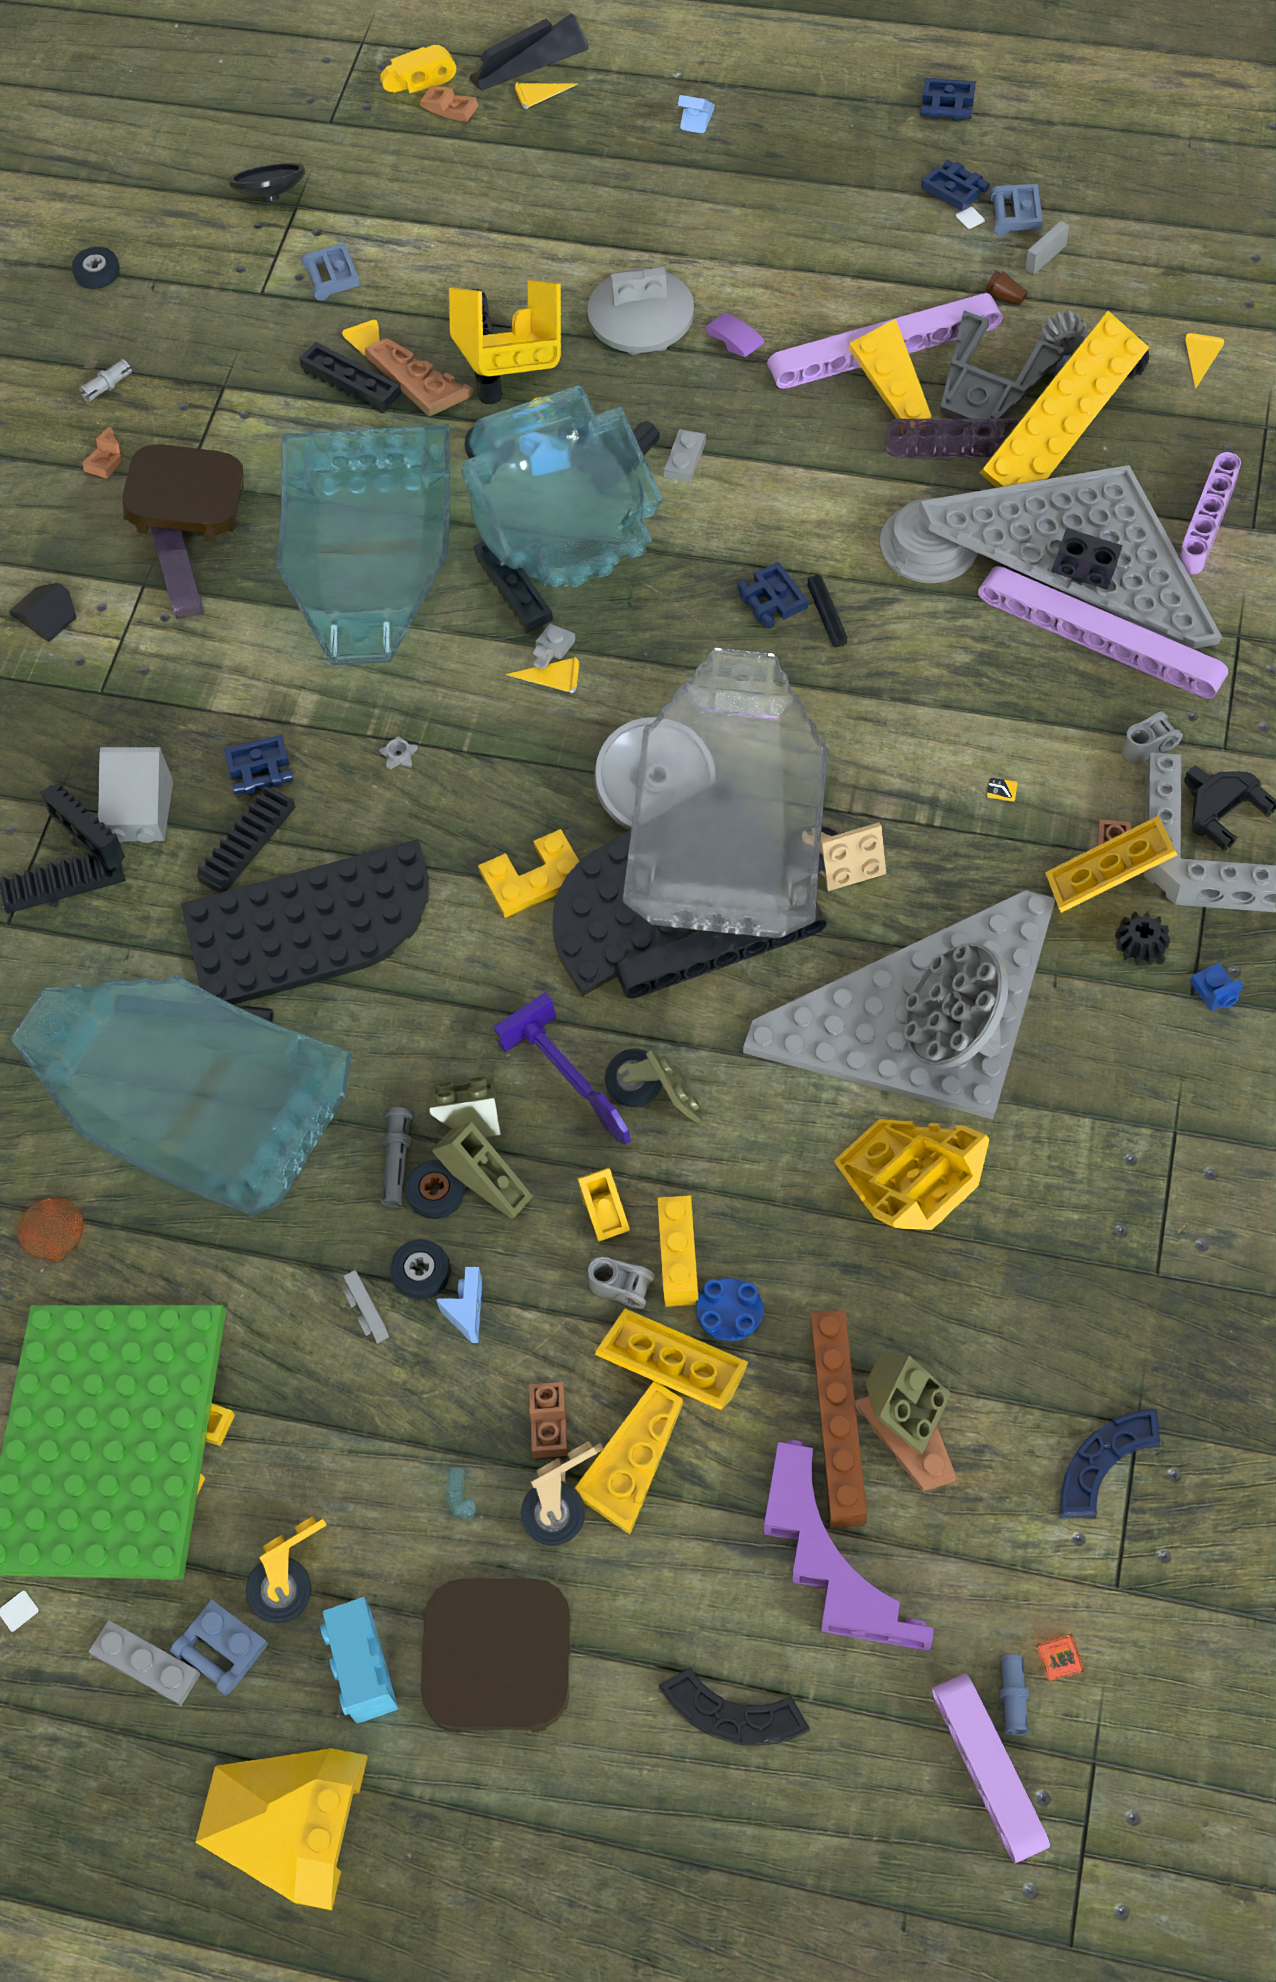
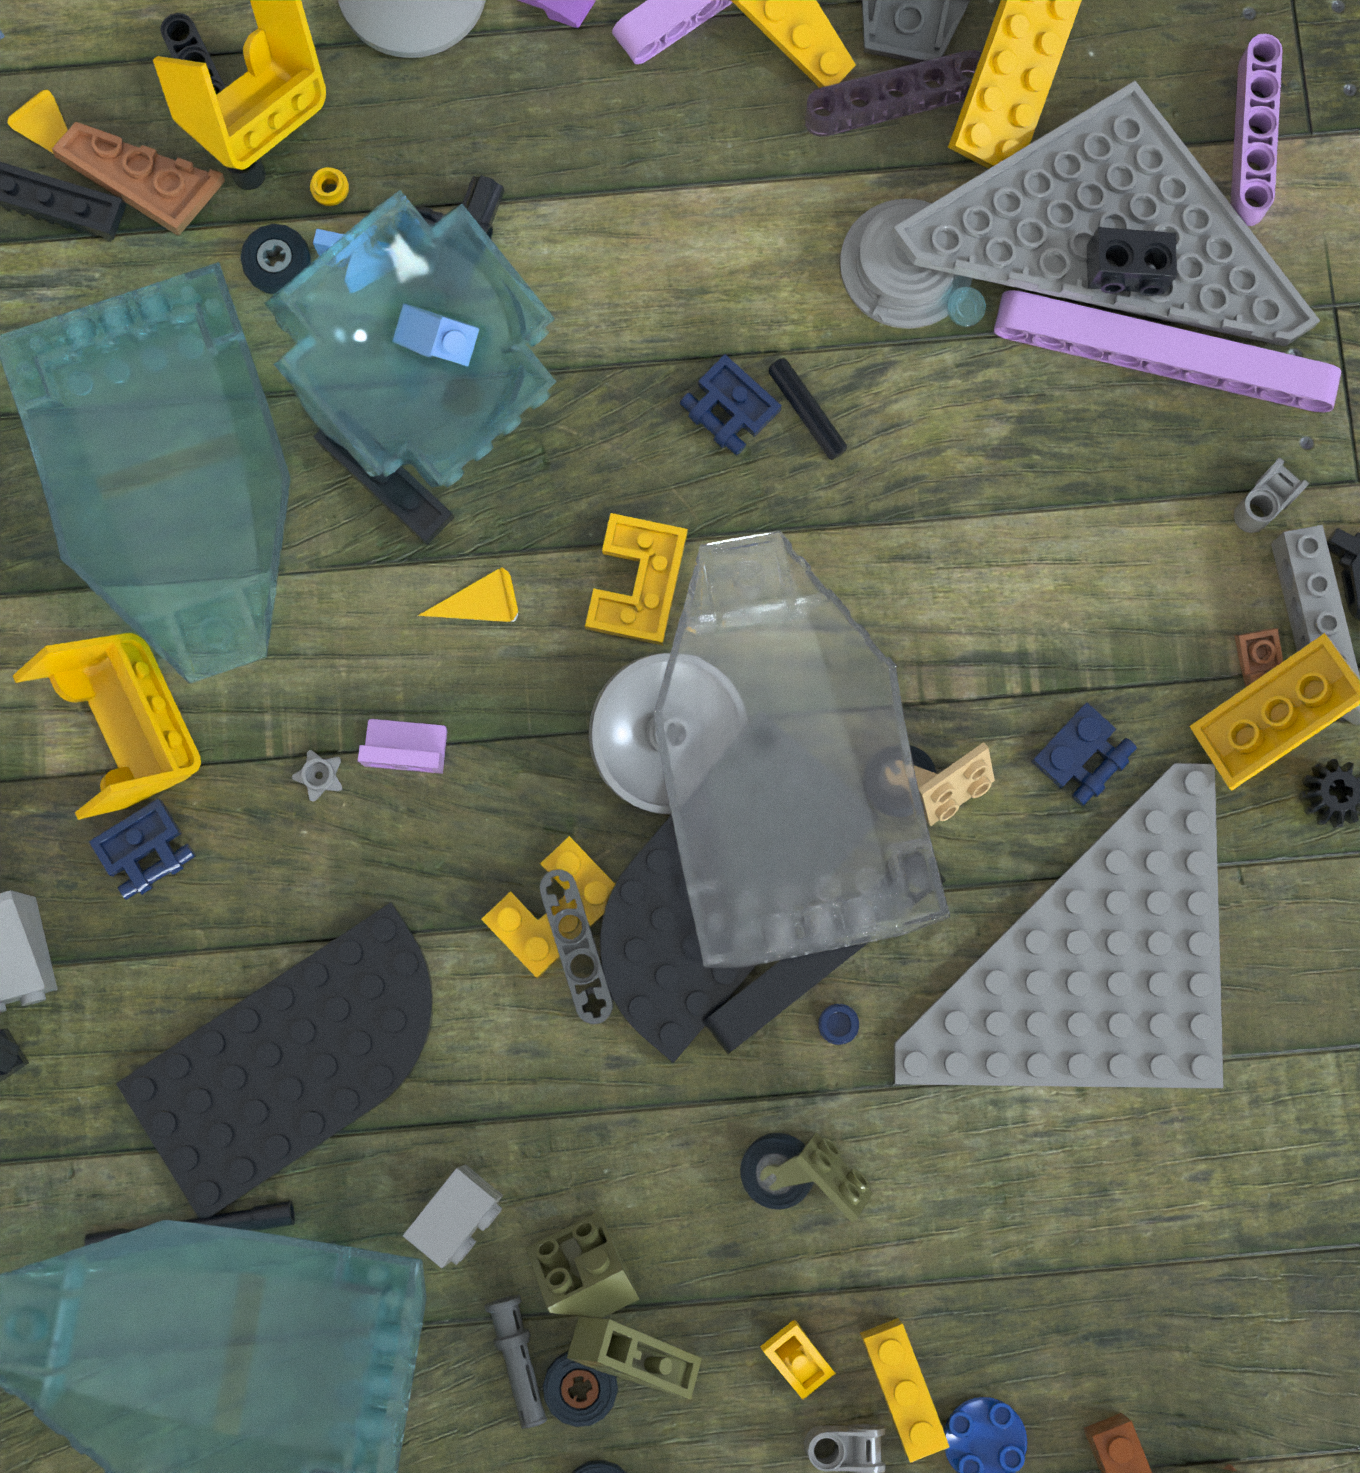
camera: 20 degrees left, 20 degrees up
(245, 840) = (166, 964): black gear -> none
(285, 675) = (132, 712): none -> yellow windscreen
(385, 1039) = (453, 1215): none -> light grey piece
(463, 749) = (404, 746): none -> lavender panel
(529, 1024) = (623, 1135): dark purple piece -> none
(541, 892) = (572, 947): none -> dark grey beam
(552, 643) = (467, 556): light grey plate -> none
(580, 502) = (435, 335): none -> light blue slope
(669, 658) = (647, 611): none -> yellow plate
(684, 455) = (545, 209): light grey plate -> none
(714, 1000) = (838, 1024): none -> dark blue tile
(913, 1172) = (1153, 1213): yellow wedge -> none
(954, 863) = (1075, 745): none -> dark blue plate
(957, 1007) = (1156, 984): light grey bracket -> none
(962, 573) = (966, 306): none -> clear light blue plate
(1002, 789) = (1102, 617): sticker -> none

